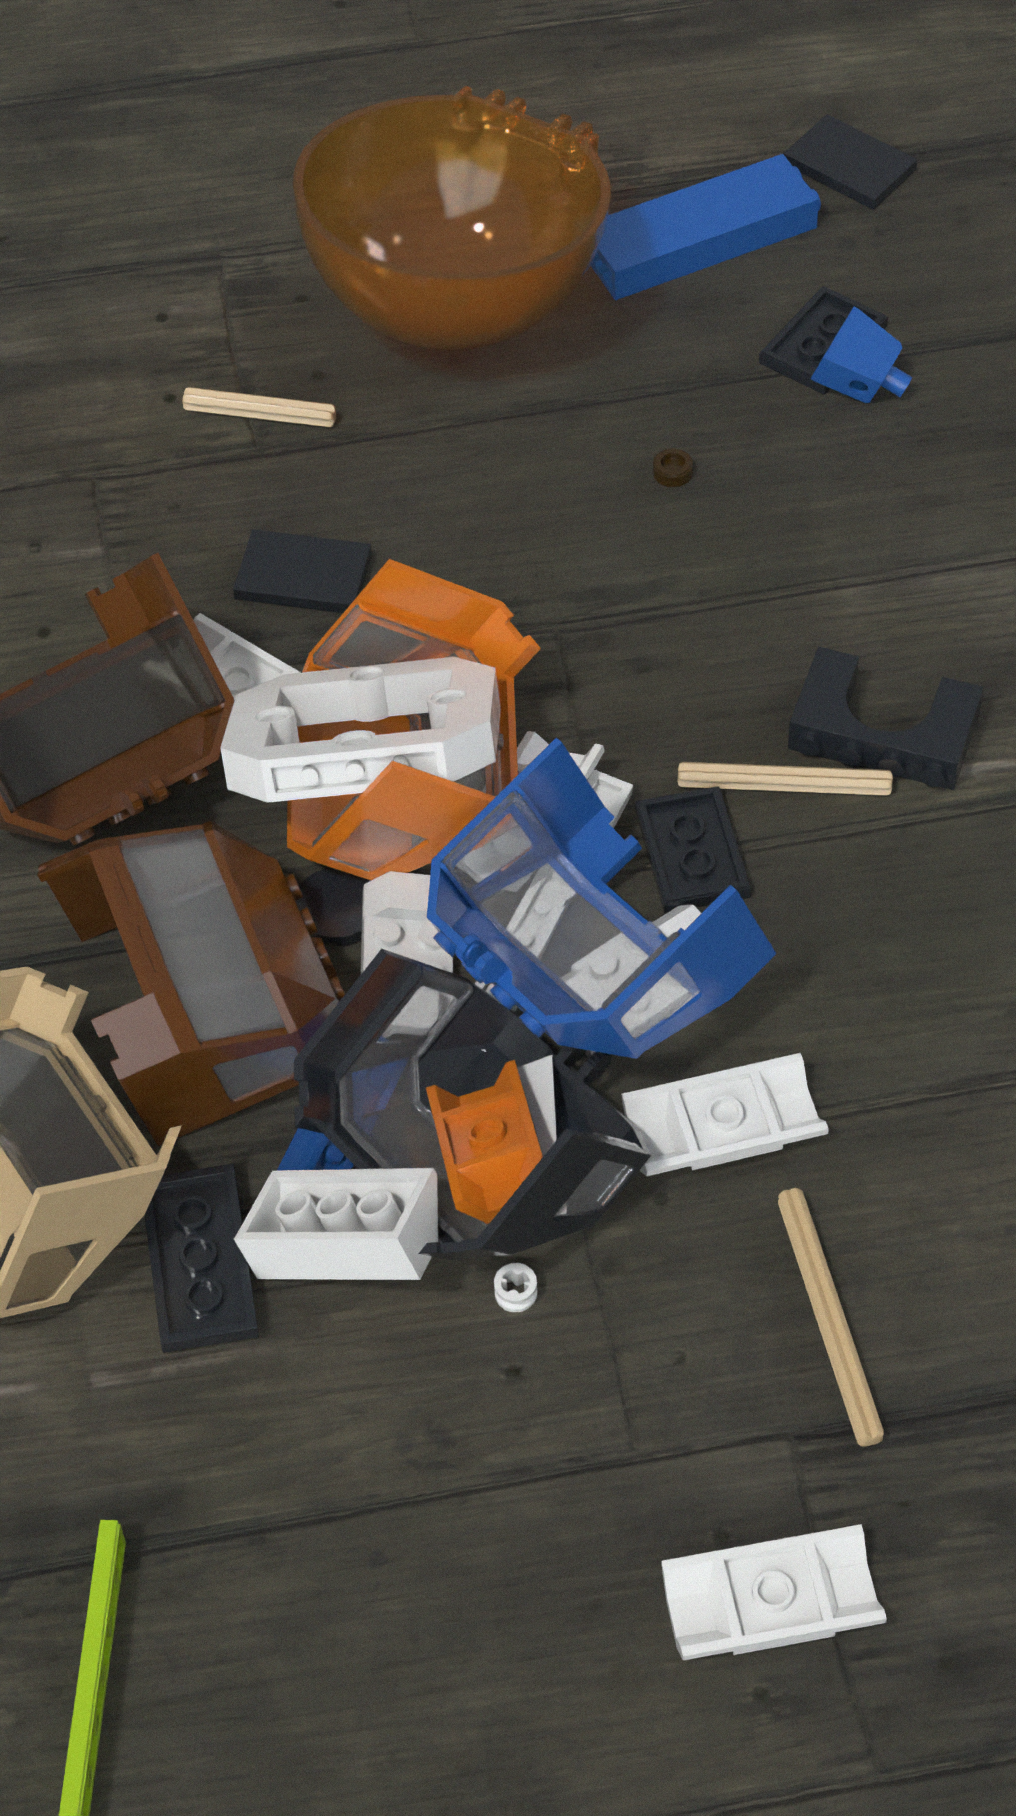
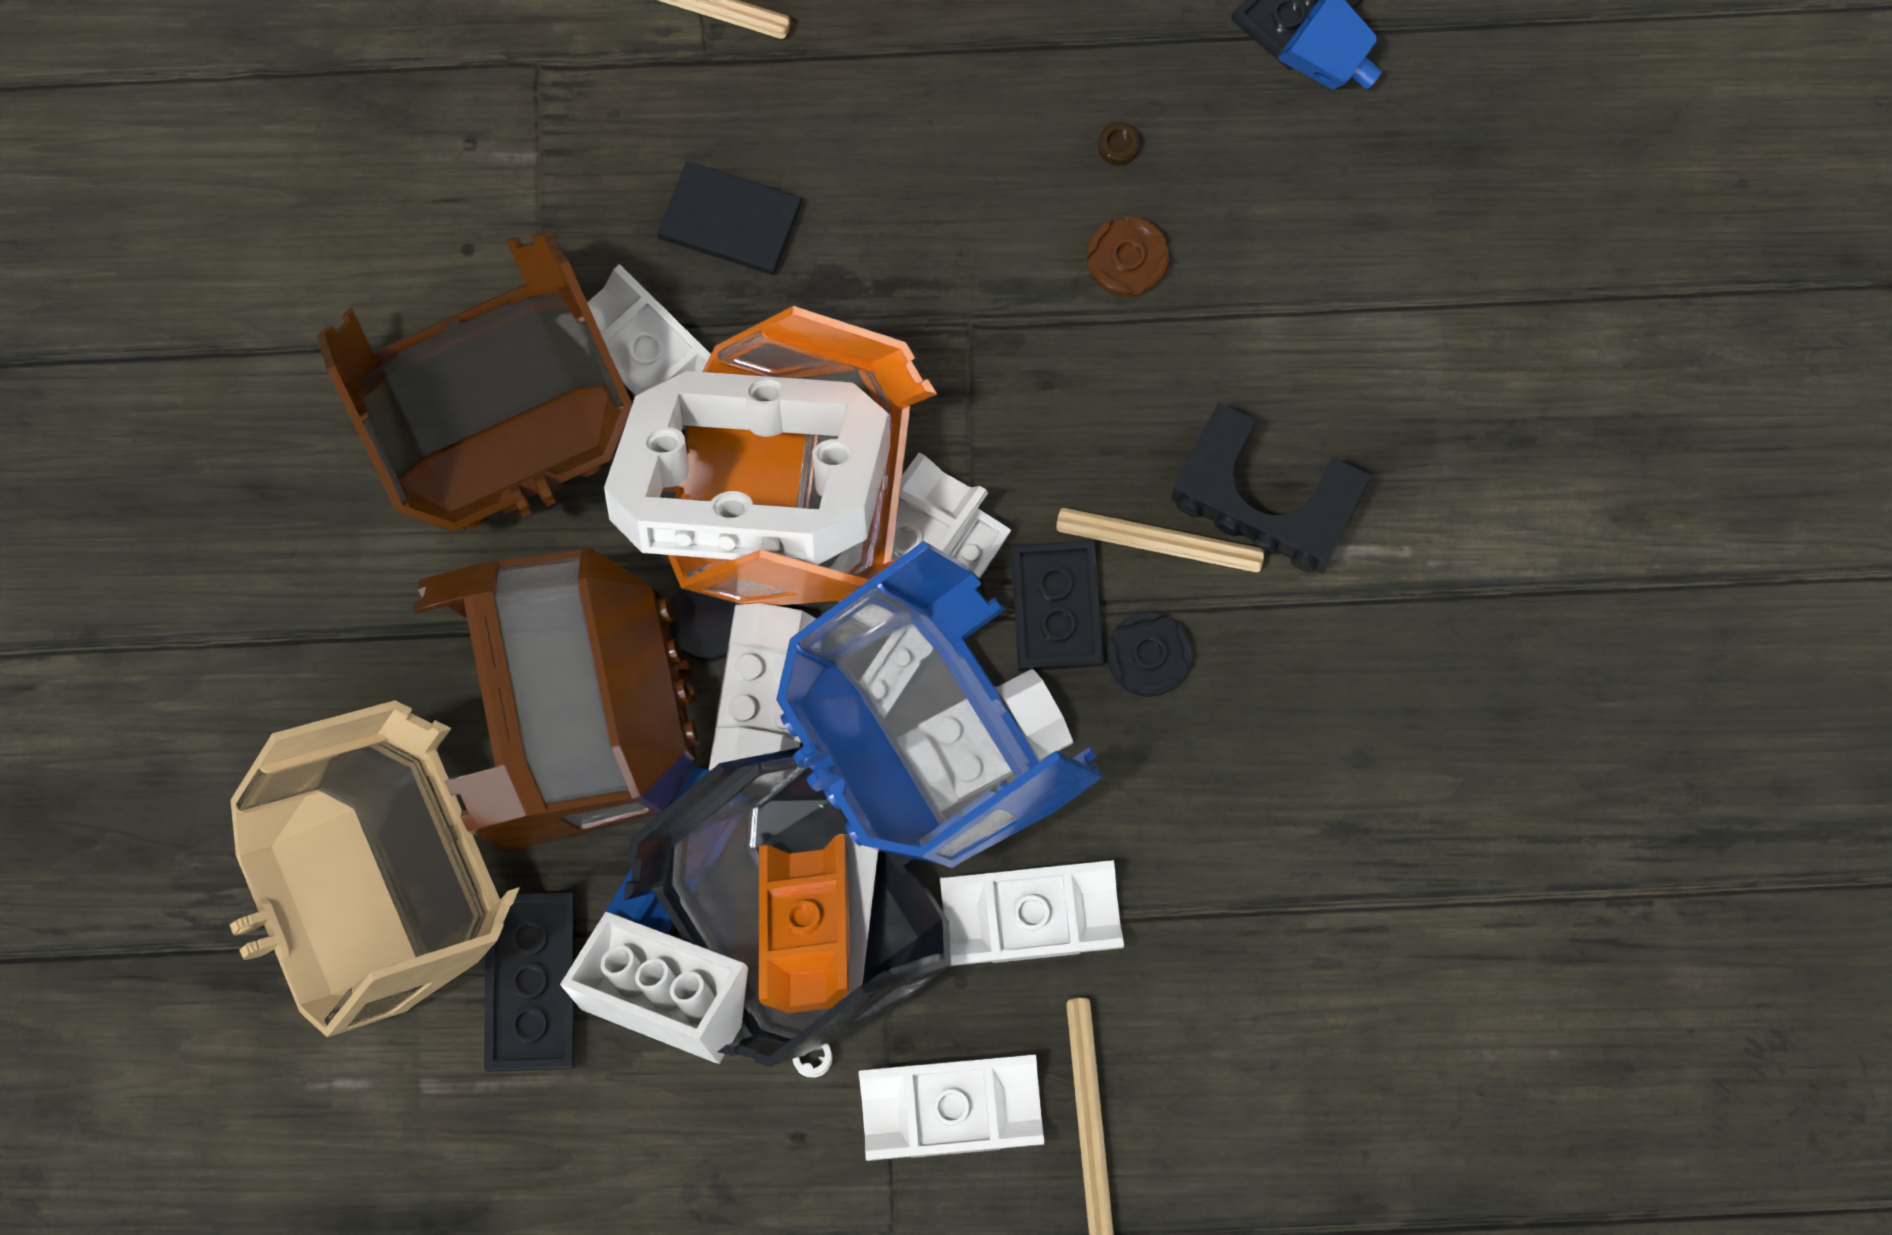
camera: 10 degrees right, 20 degrees up
(673, 1308) = (951, 1108): none -> white piece
(701, 554) = (1127, 256): none -> reddish brown tile
(795, 878) = (1149, 654): none -> black tile

